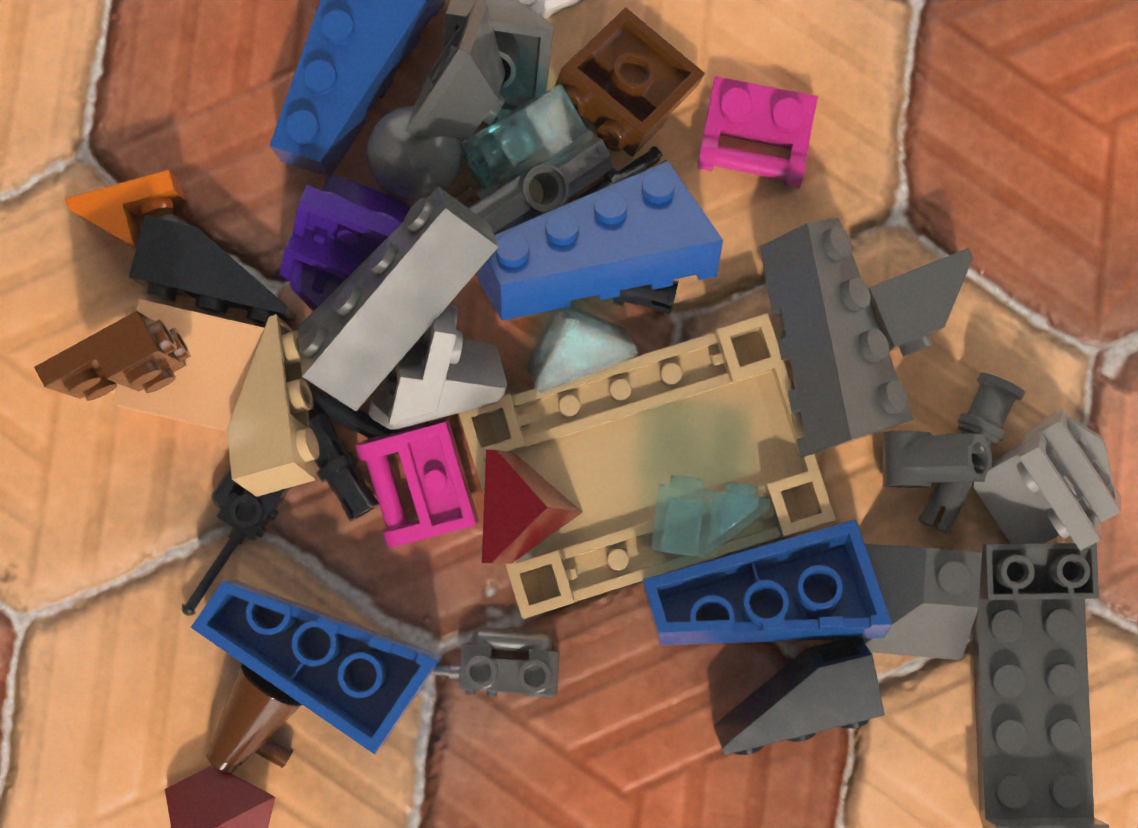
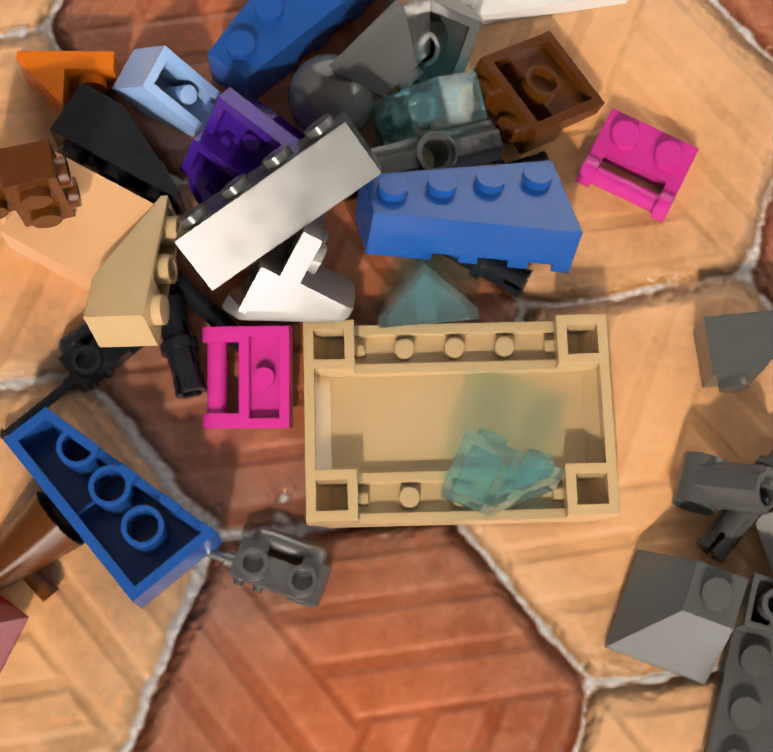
camera: 10 degrees right, 10 degrees down
(241, 193) = (167, 89): none -> light blue slope
(518, 508) = (331, 420): dark red slope -> none
(772, 593) = (544, 565): blue wedge -> none
(812, 693) = (560, 669): black slope -> none
(831, 339) = (658, 355): dark grey wedge -> none

